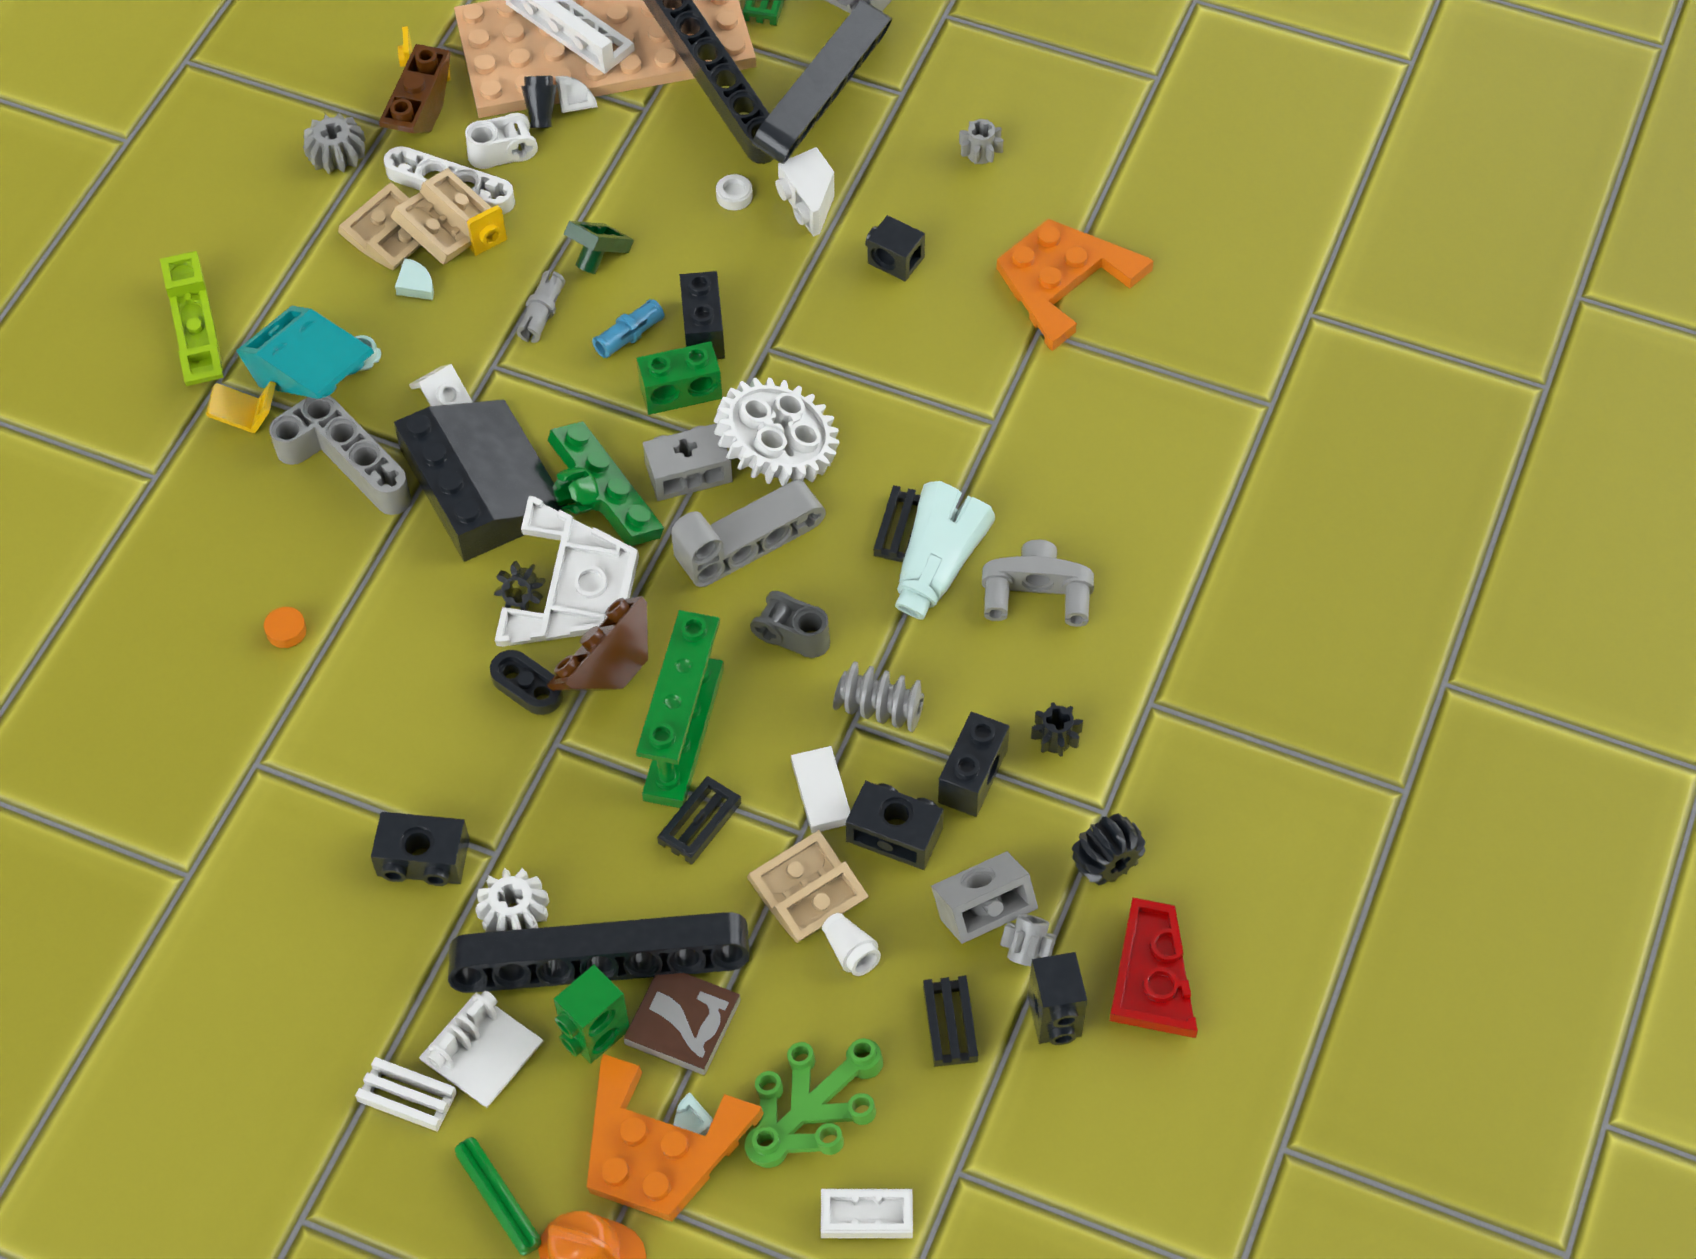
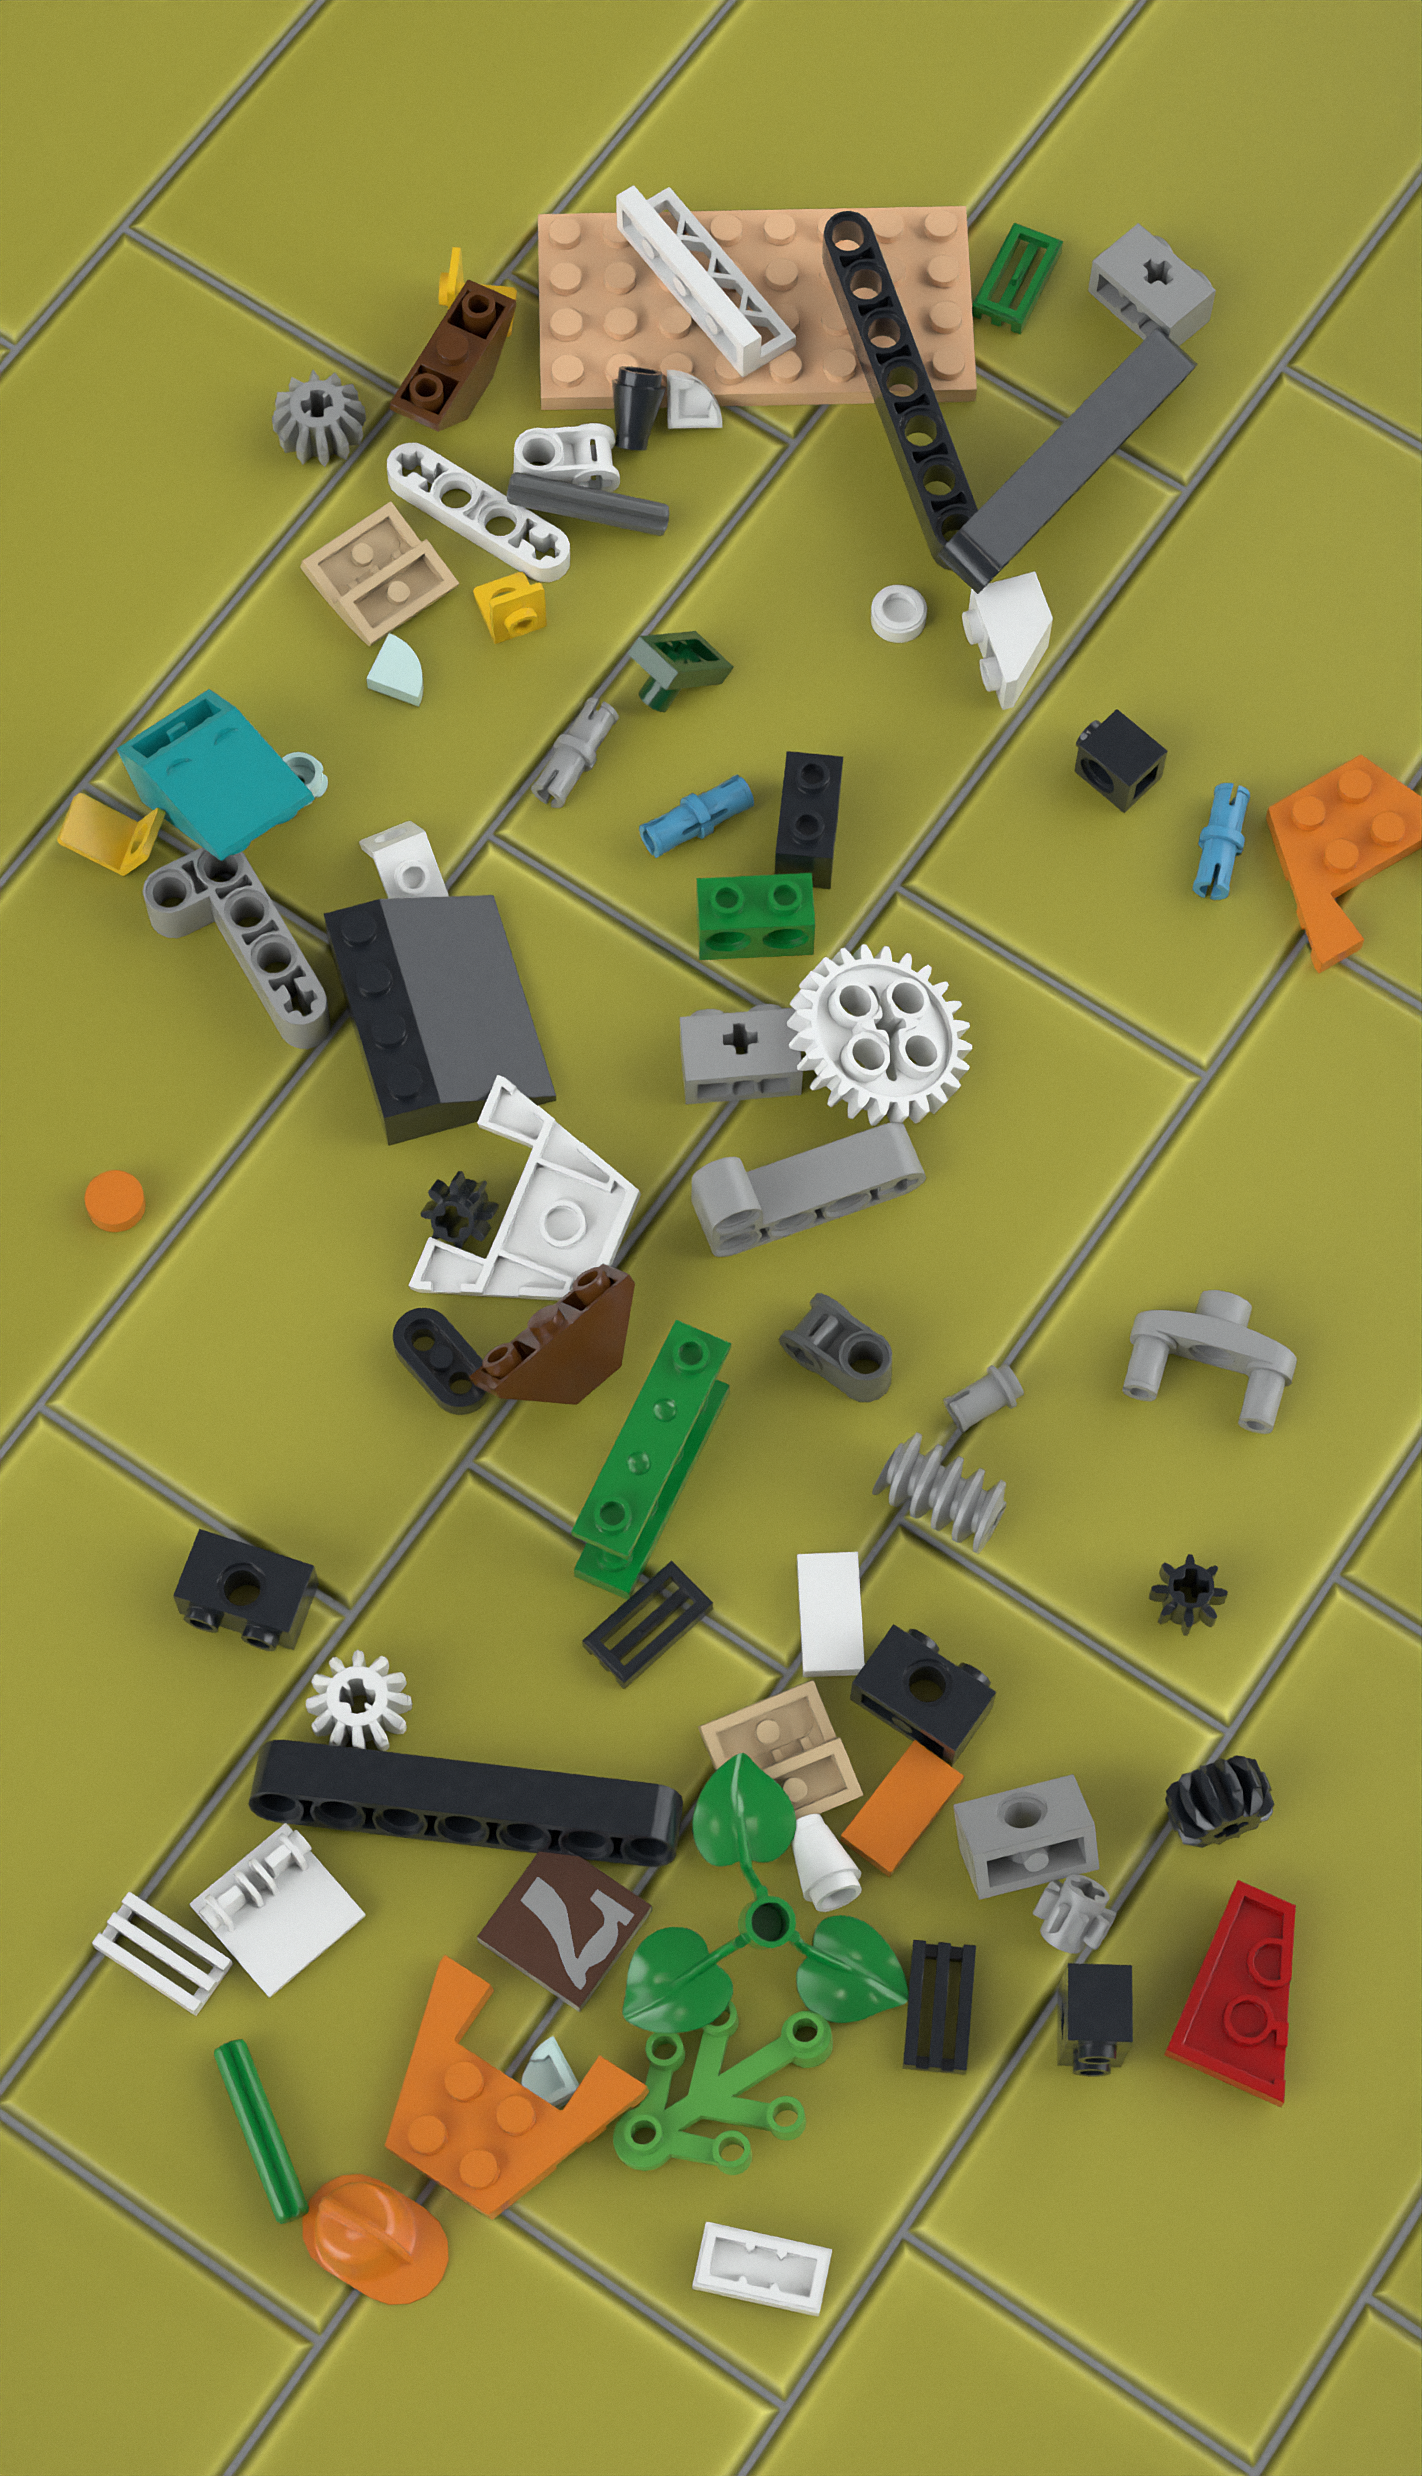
camera: 10 degrees right, 10 degrees up
(192, 318) = (63, 676): lime slope -> none
(440, 215) = (456, 573): tan slope -> none
(519, 161) = (588, 504): none -> dark grey axle
(591, 1015) = (435, 1901): green brick -> none
(599, 485) = (605, 1067): green plate -> none
(768, 1036) = (674, 1978): none -> green plant
(894, 636) = (984, 1397): none -> light grey pin
(896, 900) = (902, 1808): none -> orange tile
(909, 499) = (1054, 1177): black tile -> none
(939, 545) = (1079, 1269): light aqua piece -> none
(971, 284) = (1221, 841): none -> dark azure pin
(973, 764) = (1055, 1625): black brick -> none
(981, 141) = (1287, 603): light grey gear -> none

